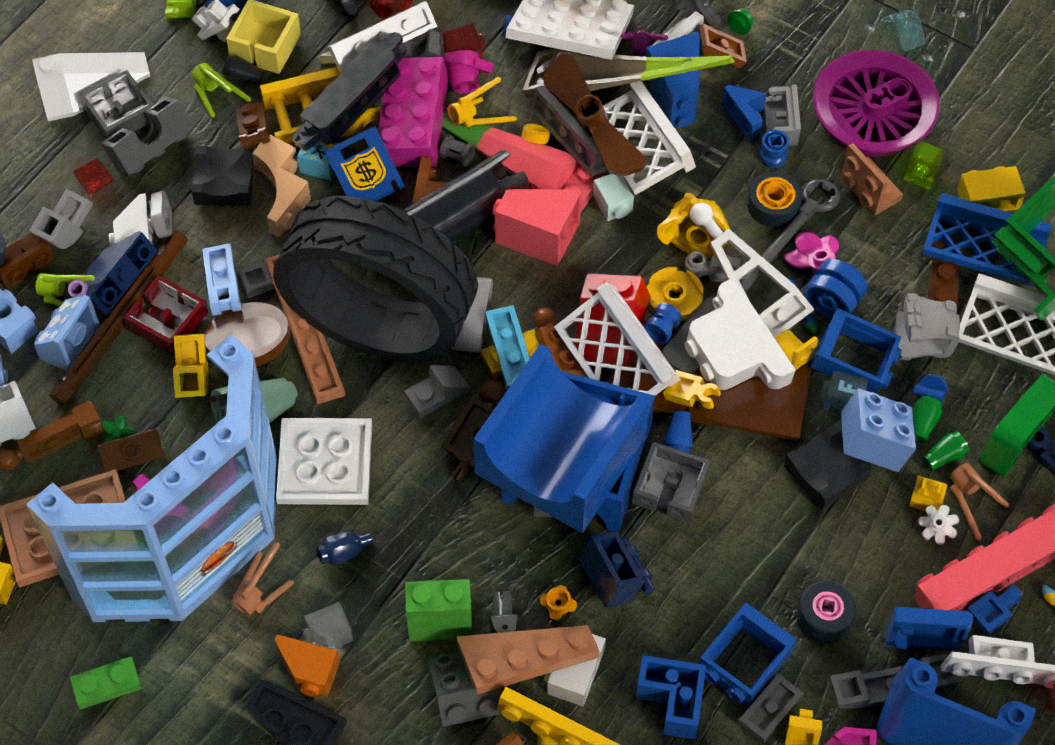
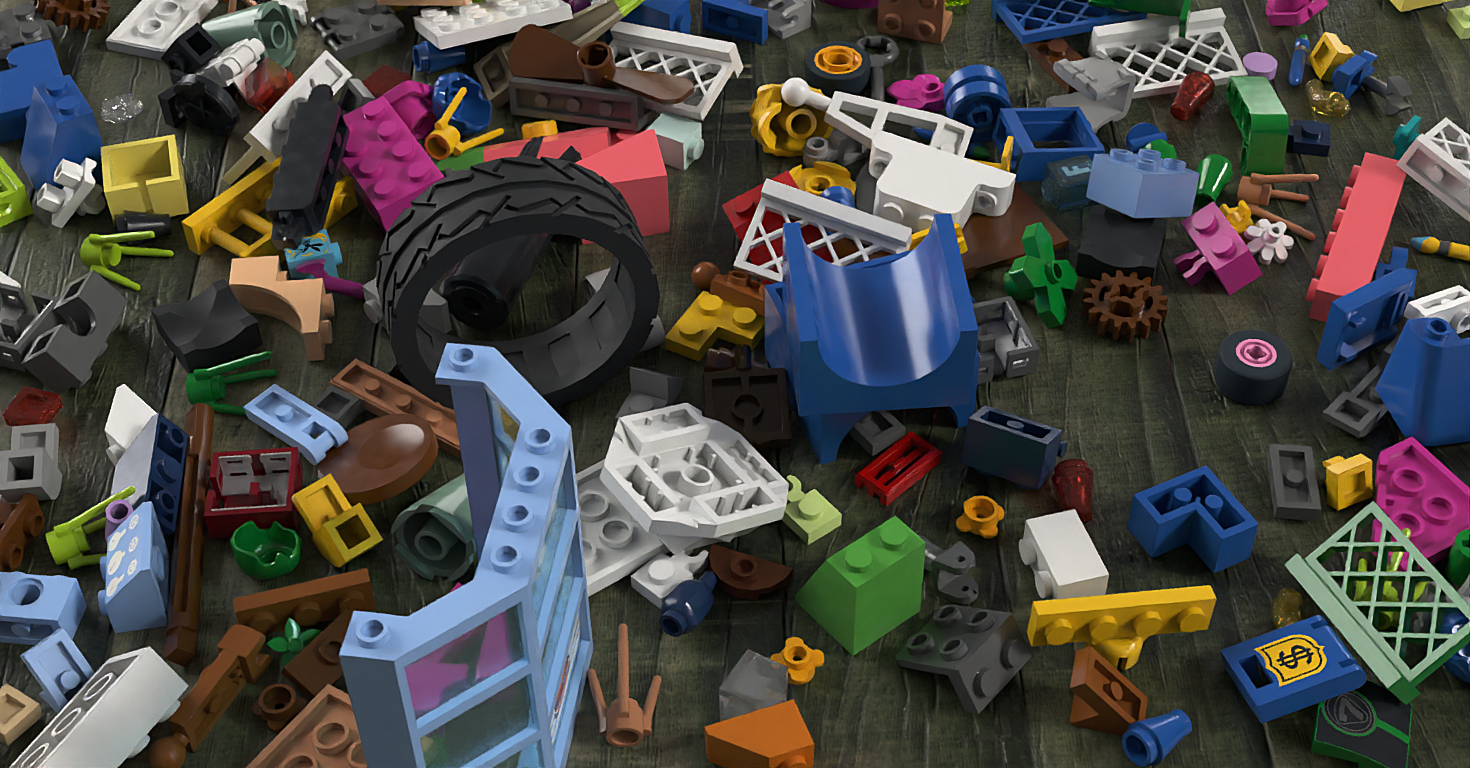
camera: 35 degrees left, 15 degrees down
(81, 458) = (274, 697): none -> reddish brown plate
(140, 409) = (305, 602): none -> dark orange plate
(144, 359) = (266, 552): none -> green hair
(161, 214) = (160, 398): light grey plate -> none
(197, 221) = (210, 385): none -> green plant
(252, 125) = (205, 261): reddish brown plate -> none
(311, 170) = (331, 283): none -> magenta bar
(347, 518) = (664, 573): none -> white plate
(368, 172) = (366, 241): blue container -> none
(371, 633) = (803, 670): none -> light orange plate
(391, 548) = (745, 574): none -> copper plate
(402, 444) = (690, 478): none -> white piece
(462, 530) = (809, 513): none -> yellowish green plate
(505, 93) = (473, 111): none -> blue hair
(507, 342) = (706, 310): medium azure plate -> none
(520, 655) = (1010, 572): nougat wing -> none
(541, 546) = (904, 471): none -> red tile
(629, 623) = (1074, 487): none -> clear red cone
(748, 456) = (1041, 276): none -> green plant
(765, 632) = (1240, 418): blue window -> none
(774, 148) = (796, 25): blue wheel -> none
(802, 510) = (1124, 305): none -> reddish brown gear
(888, 511) = (1217, 250): none -> dark pink brick
(1006, 371) = (1192, 95): none -> clear red cone

